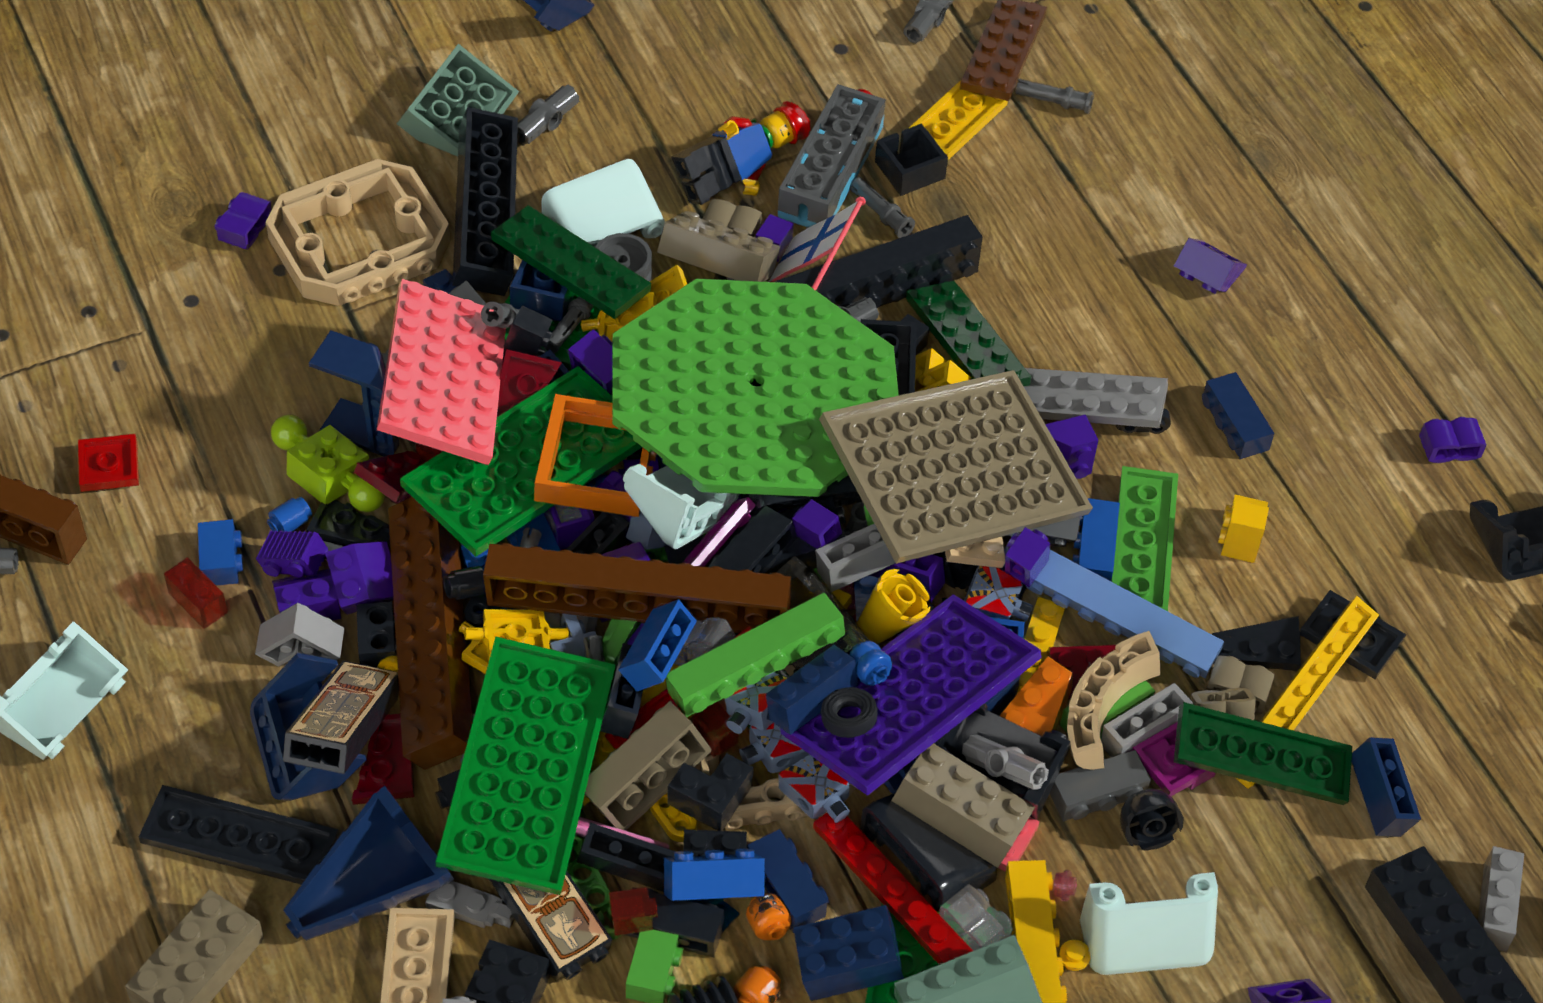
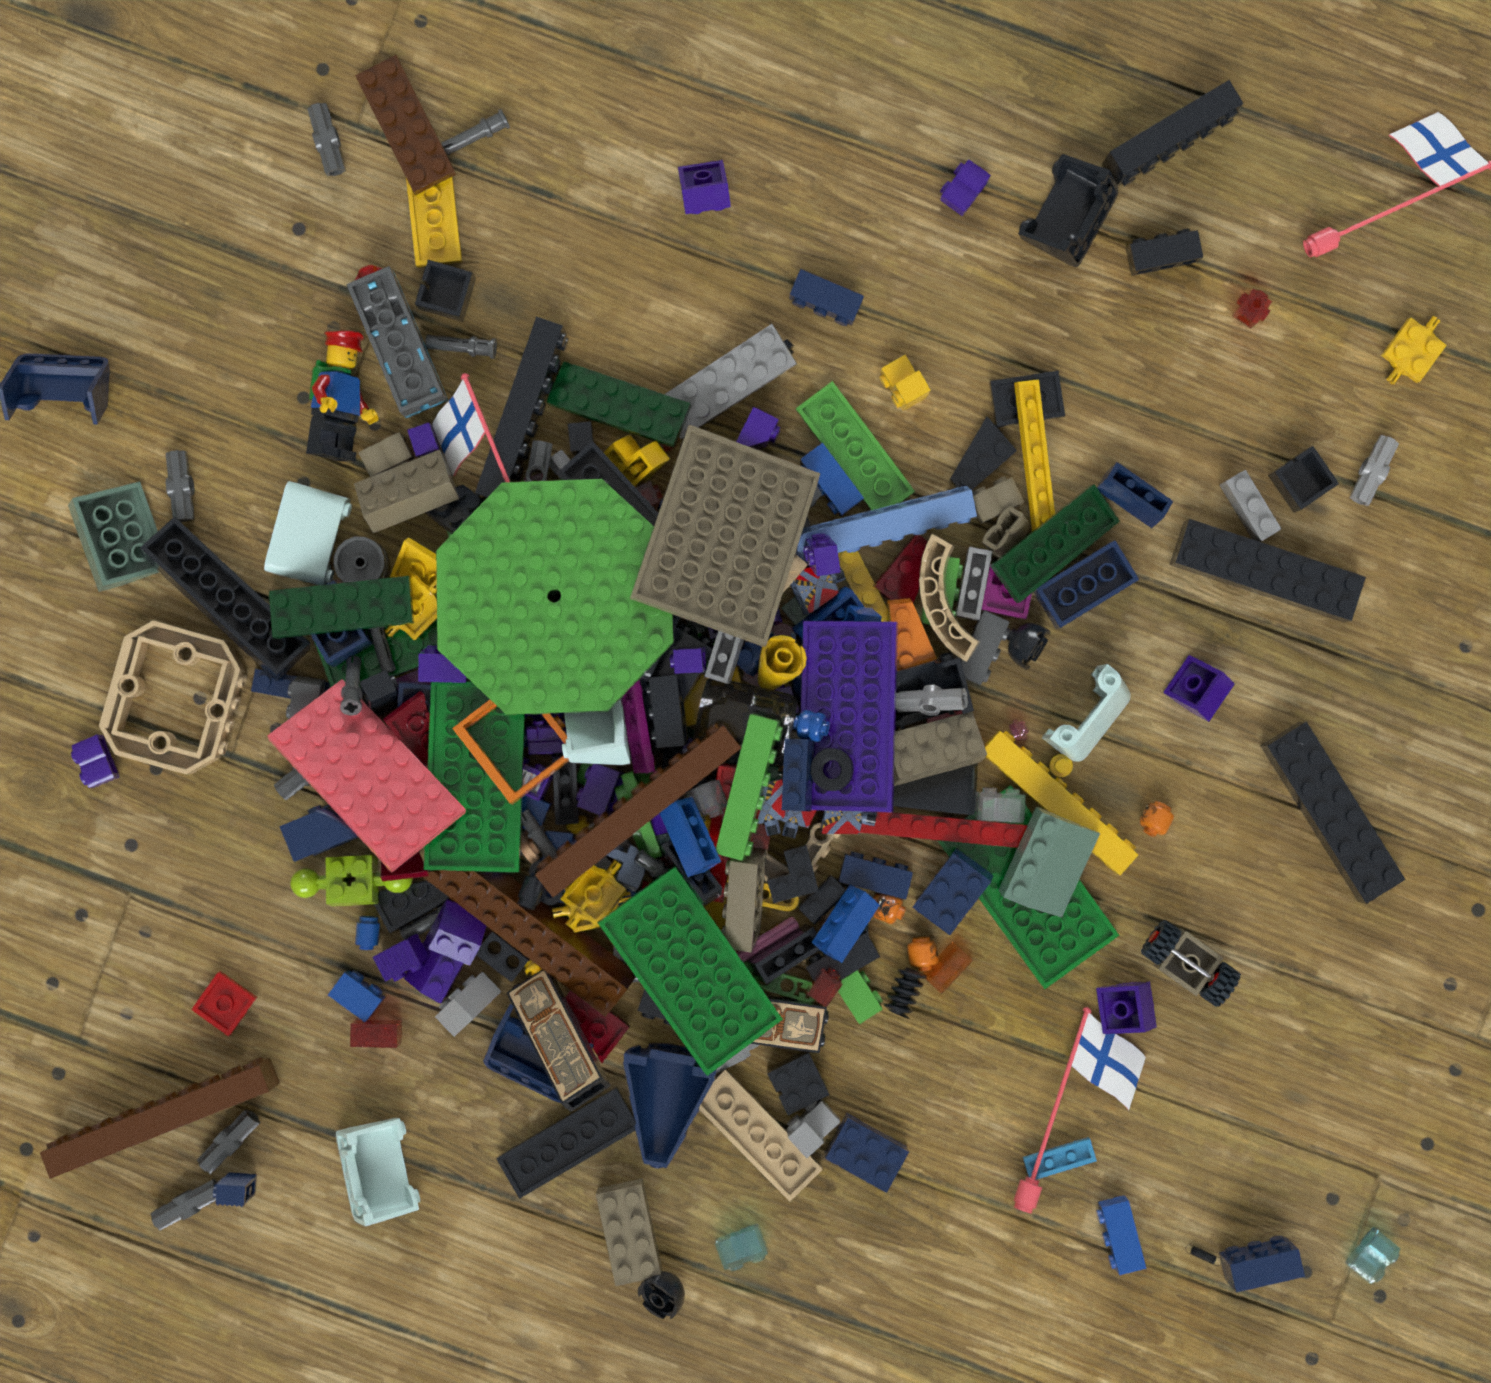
camera: 45 degrees left, 35 degrees up
(1259, 817) = (1085, 585): none -> dark blue brick

